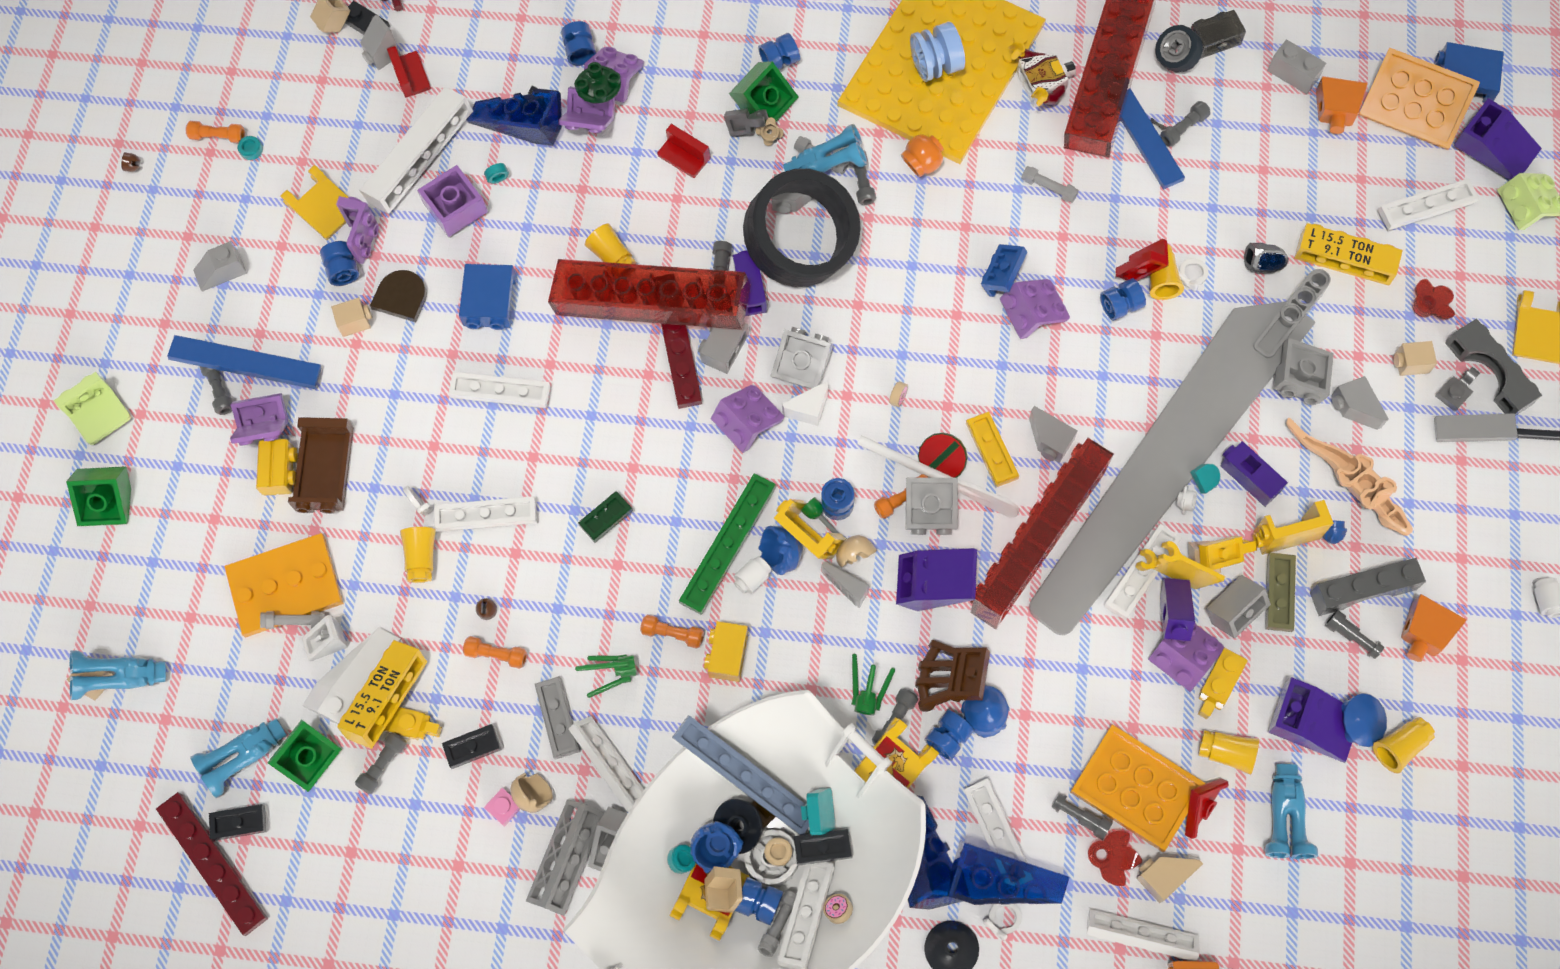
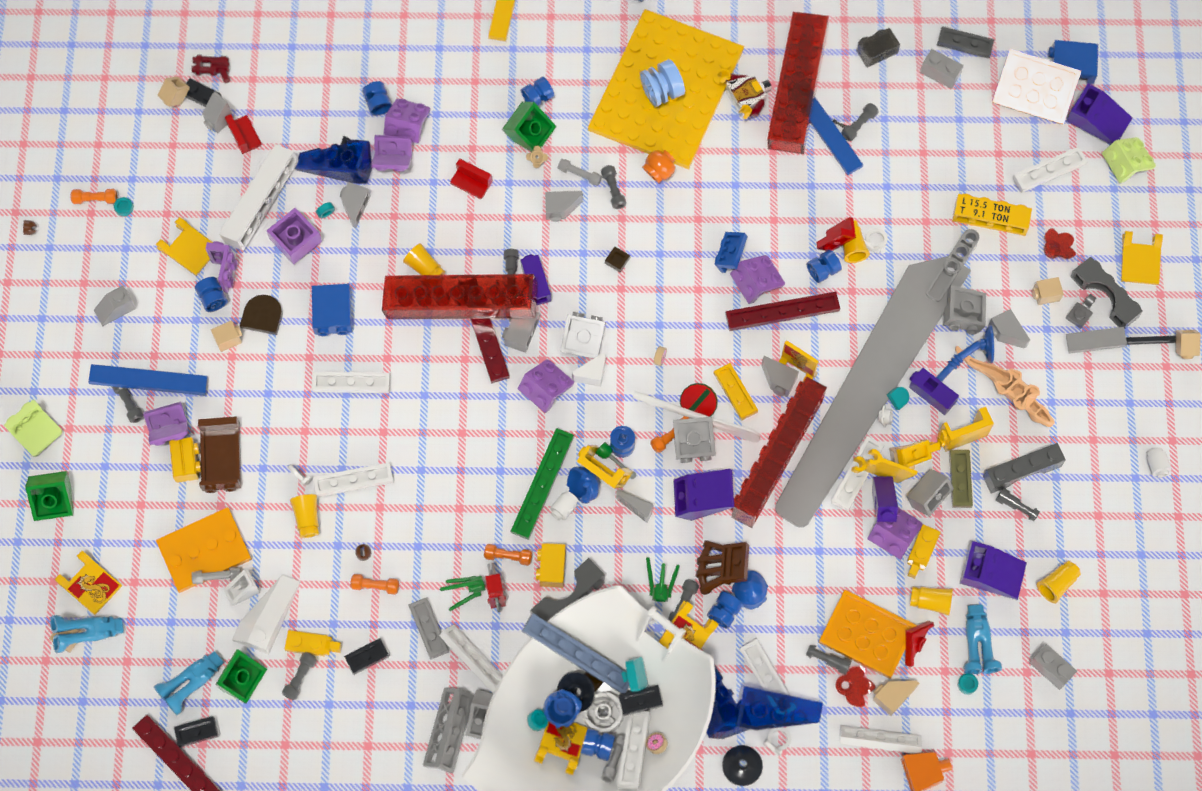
camera: 10 degrees left, 0 degrees up
(134, 616) = (91, 585): none -> flag
(382, 694) = (294, 624): yellow brick -> none
(502, 807) = (396, 698): bright pink plate -> none
(531, 793) = (416, 685): tan hair -> none
(535, 165) = (354, 201): none -> light grey slope
(597, 83) = (398, 132): dark green dish -> none
(605, 516) = (446, 472): dark green plate -> none
(648, 675) = (494, 588): none -> red piece
(723, 889) = (571, 738): tan panel -> none
(741, 122) = (515, 152): flat silver plate -> none
(772, 675) = (587, 577): none -> dark grey arch
(778, 852) = (608, 707): tan tile -> none
(816, 158) = (575, 178): dark azure piece -> none
(837, 203) = (600, 215): black tyre -> none
(854, 546) = (637, 477): tan hair -> none
(857, 267) = (617, 259): none -> dark brown plate
(1031, 175) = (775, 185): light grey bar -> none
(1063, 351) = (782, 311): none -> dark red plate
(1080, 414) = (799, 359): none -> yellow flag
(1188, 53) = (856, 67): wheel -> none
(1265, 258) = (929, 223): rock -> none
(1268, 870) = (968, 684): none -> teal tile
(1330, 37) = (965, 42): none -> dark grey plate
(1330, 419) = (985, 344): none -> blue dish
(1336, 532) = (998, 429): blue plate -> none
(1339, 102) = (976, 94): orange torso -> none
(1364, 720) = (1028, 566): blue dish -> none
(1388, 860) = (1053, 667): none -> light grey brick
(1429, 628) = (1071, 494): orange torso -> none

